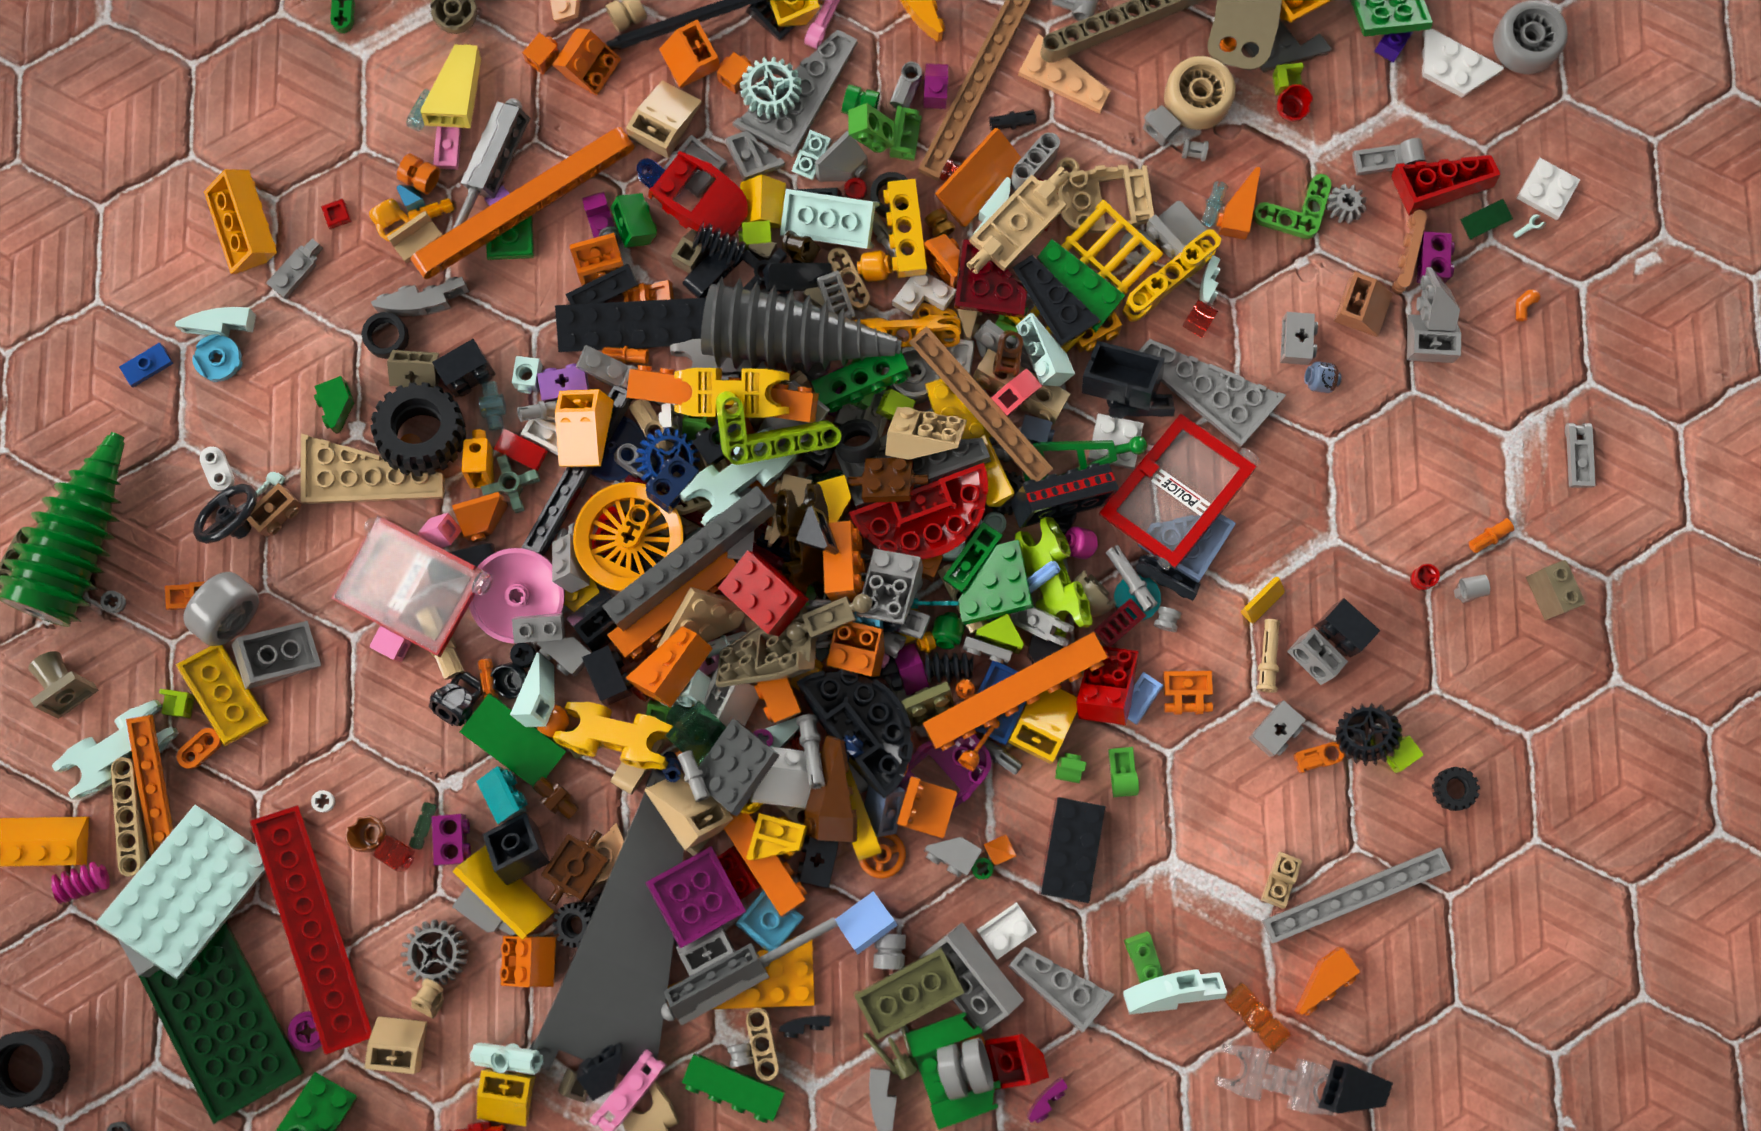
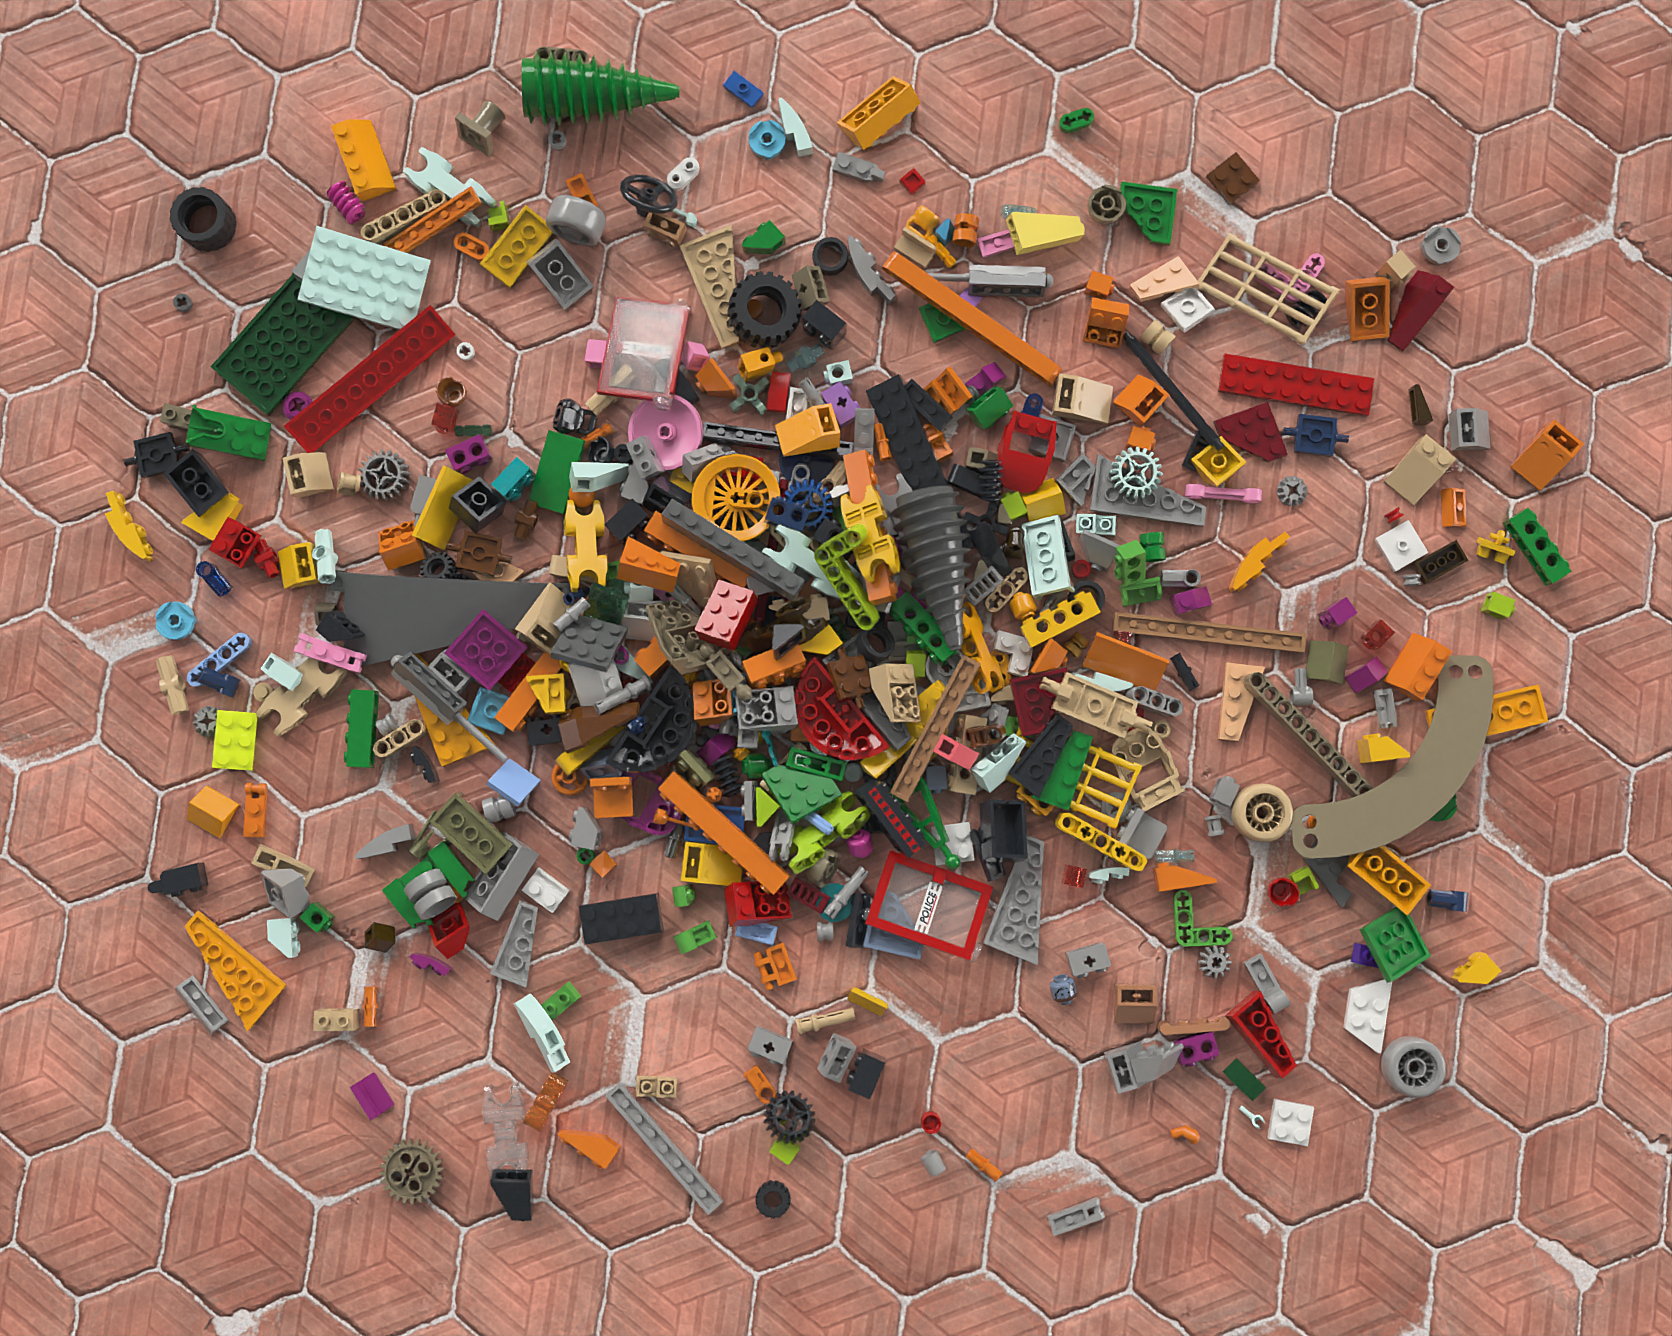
camera: 75 degrees right, 5 degrees up
(1555, 590) = (954, 1229): dark tan panel -> none

